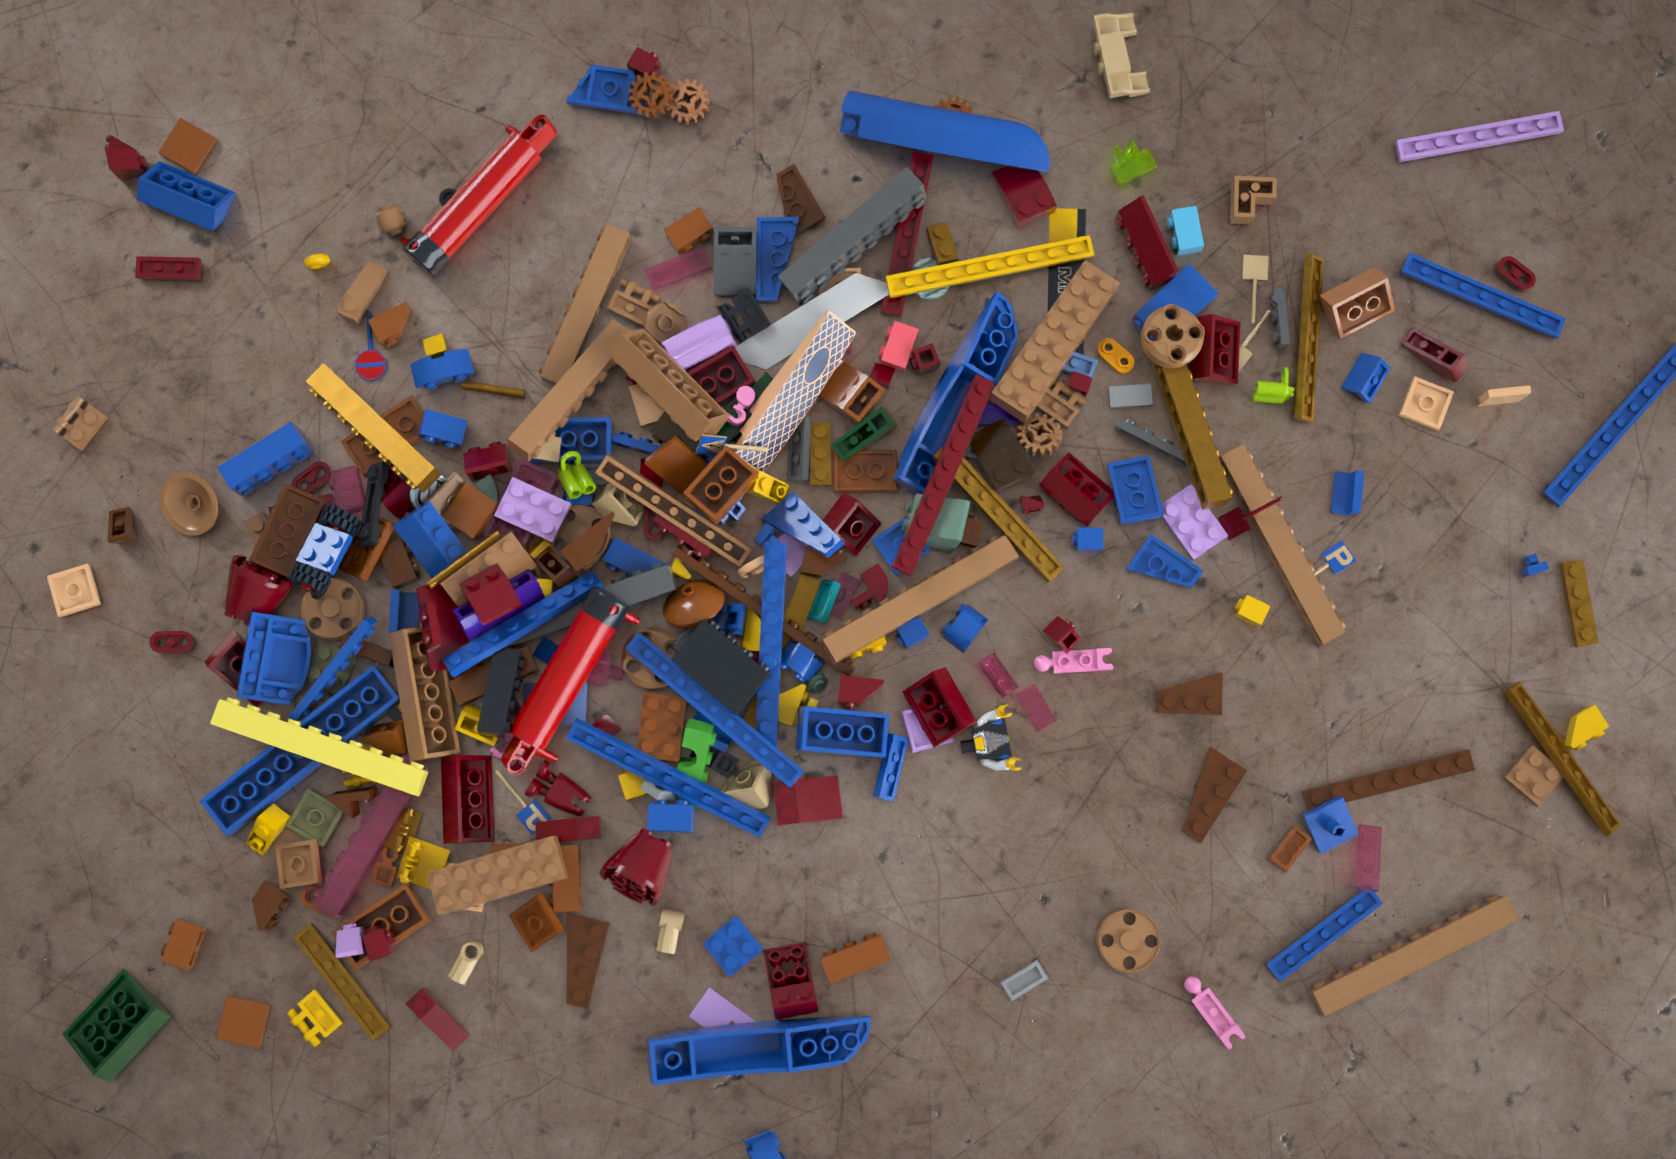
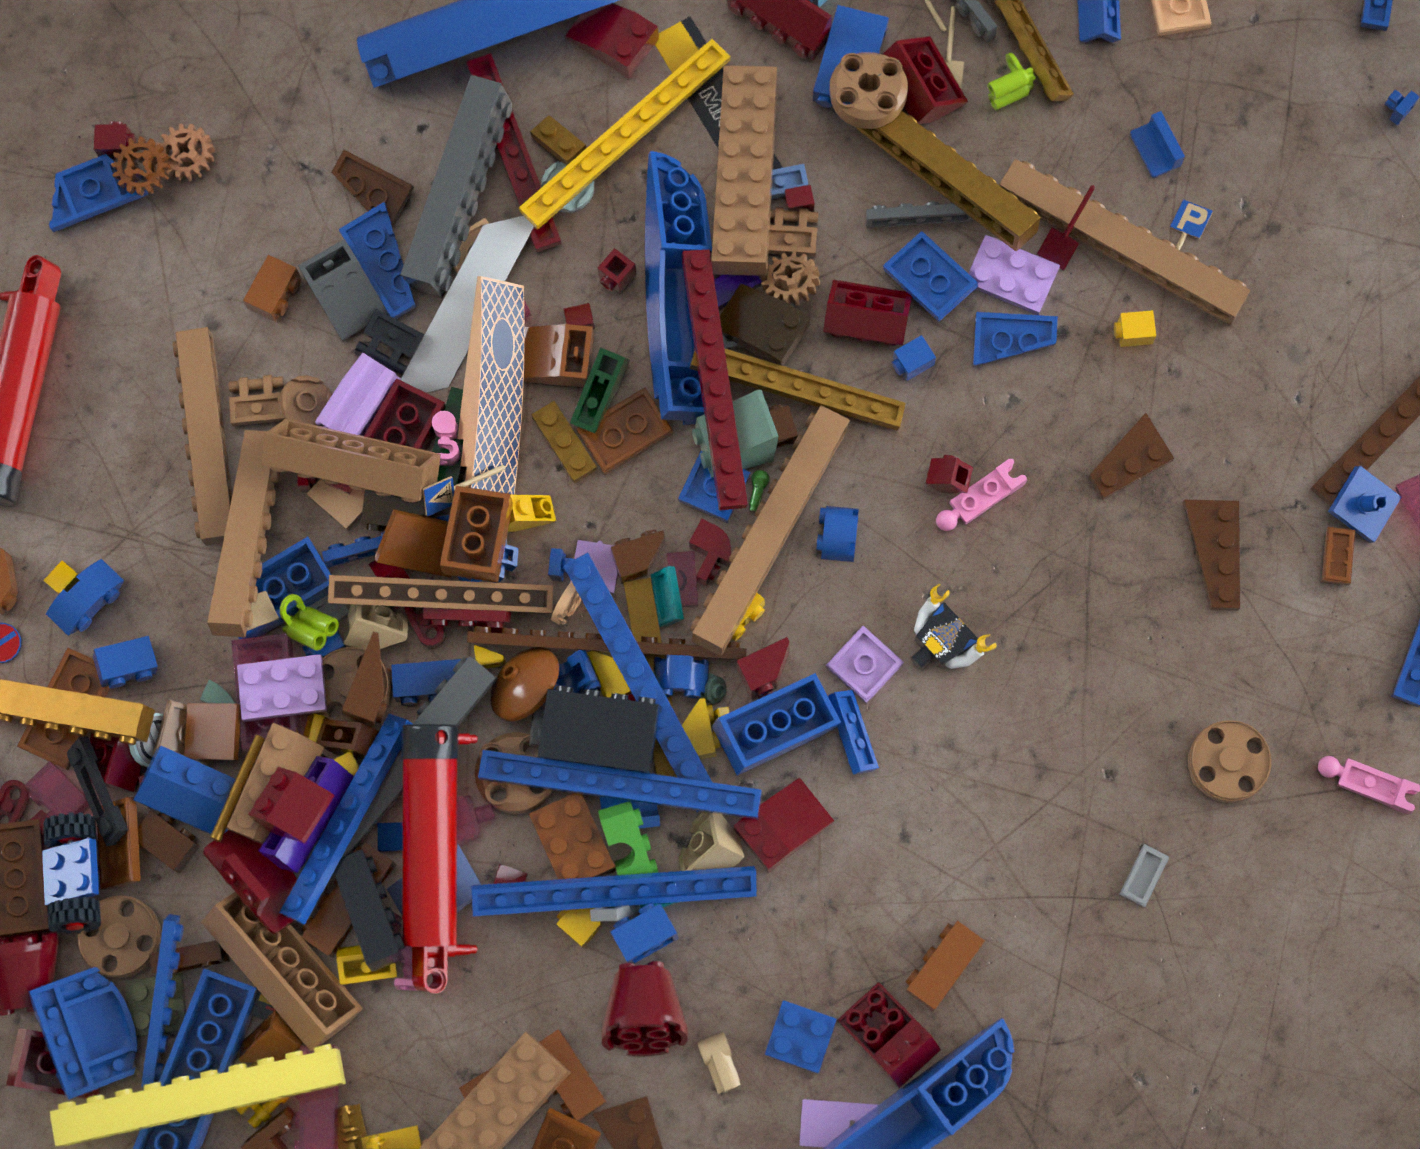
camera: 25 degrees left, 5 degrees down
(403, 611) = (201, 888): blue panel -> none
(467, 799) = (401, 1056): dark red slope -> none
(490, 460) = (197, 667): dark red slope -> none
(493, 389) = (156, 587): pearl gold bar -> none
(531, 813) = (486, 1030): piece -> none
(561, 791) = (503, 983): dark red piece -> none
(570, 829) = (539, 1016): dark red slope -> none
(678, 268) = (284, 335): clear pink plate -> none
(721, 761) = (663, 841): black slope -> none
(799, 452) = (540, 452): dark grey plate -> none
(803, 525) = (594, 525): wing -> none
(851, 523) = (643, 496): dark red slope -> none
(899, 346) = (579, 275): coral brick -> none
(912, 633) = (785, 572): blue brick -> none
(925, 700) = (845, 627): dark red slope -> none
(934, 560) = (760, 480): none -> bright green piece
(998, 675) = (907, 561): clear pink plate -> none
(1031, 504) = (827, 358): dark red slope -> none
(1036, 707) = (969, 572): clear pink tile -> none
(1114, 356) = (818, 152): light orange plate -> none
(1130, 396) = (861, 182): light grey tile -> none

